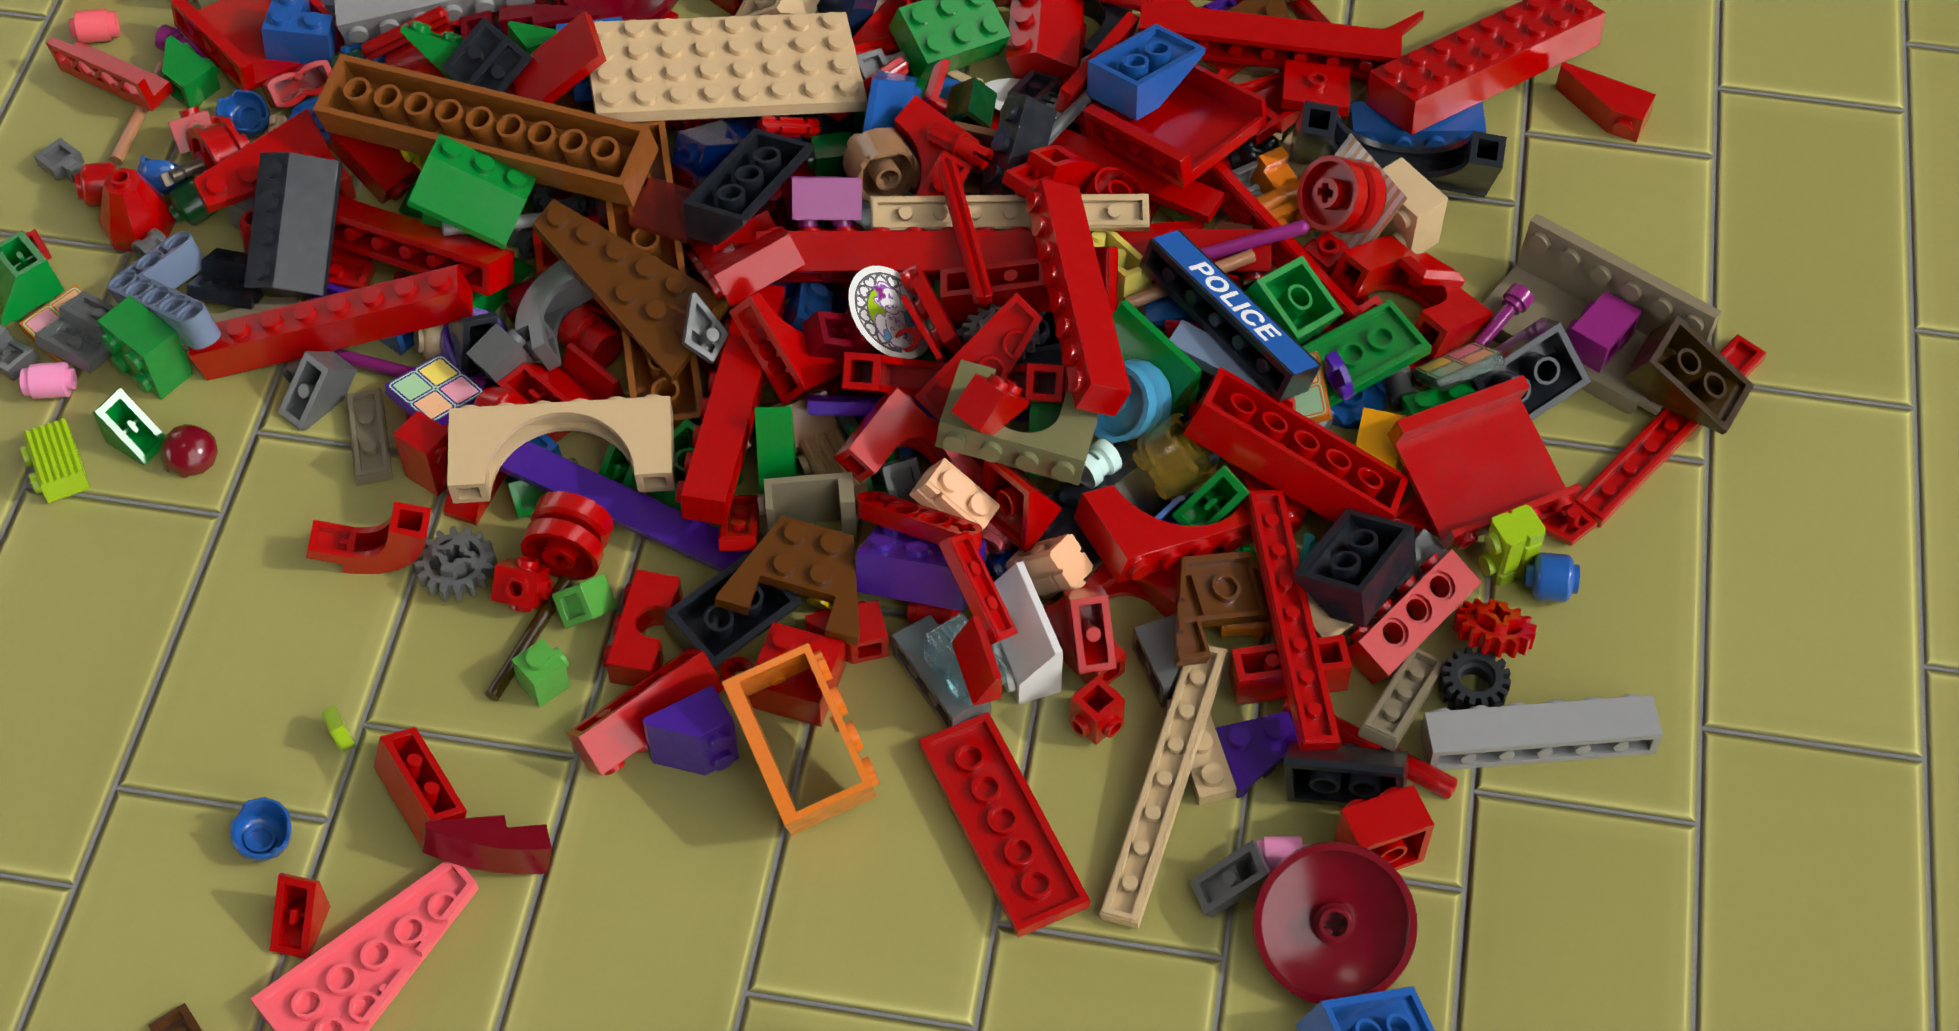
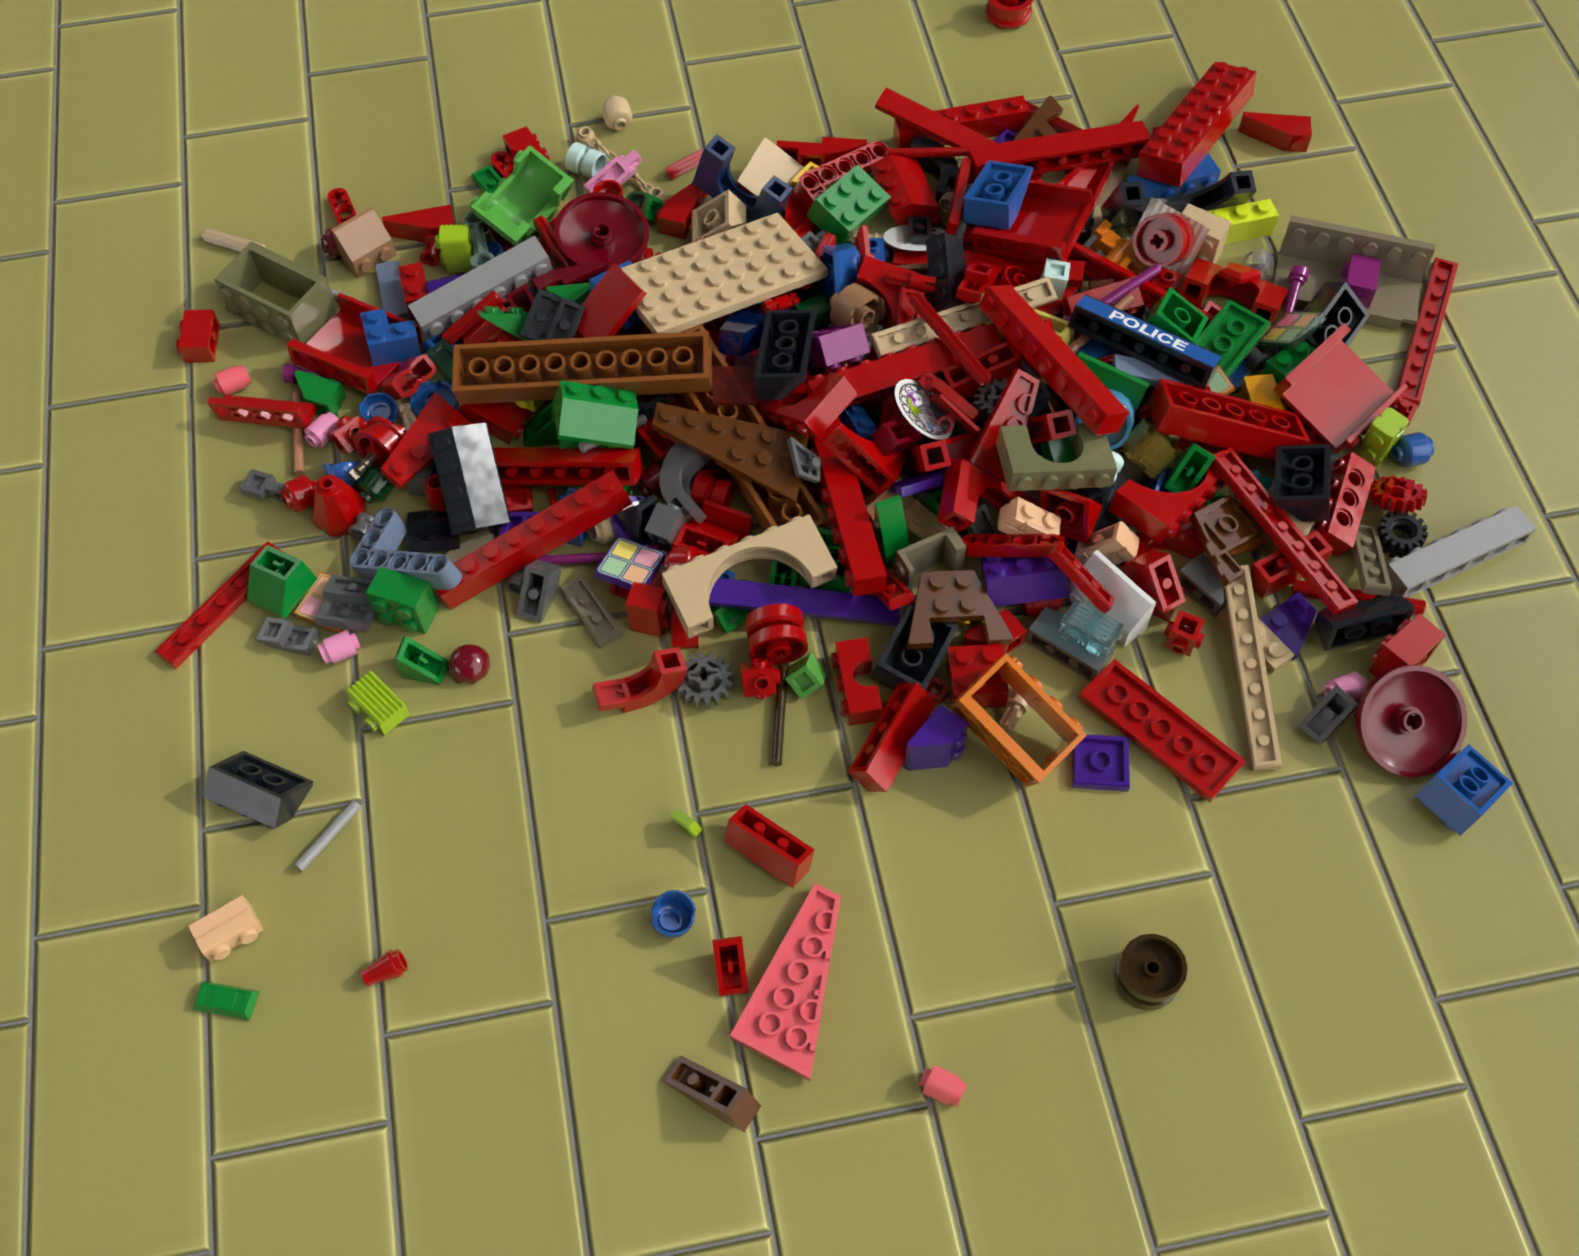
camera: 20 degrees left, 5 degrees up
(160, 114) = (317, 431): none -> bright pink brick
(489, 844) = (839, 867): dark red slope -> none
(542, 672) = (805, 735): bright green brick -> none
(824, 733) = (1012, 714): none -> tan axle
(902, 837) = (1101, 763): none -> dark purple tile
(971, 103) = (890, 249): dark green brick -> none
(977, 662) = (1110, 627): red slope -> none
(990, 403) = (1044, 449): red slope -> none
(1167, 201) = (1058, 273): none -> light aqua brick
(1316, 84) = (1102, 173): red plate -> none
(1338, 375) = (1229, 360): dark purple tile -> none
(1477, 269) = (1262, 261): none -> clear head
(1485, 207) = (1249, 220): none -> neon yellow brick
(1689, 376) = (1426, 292): dark brown slope -> none

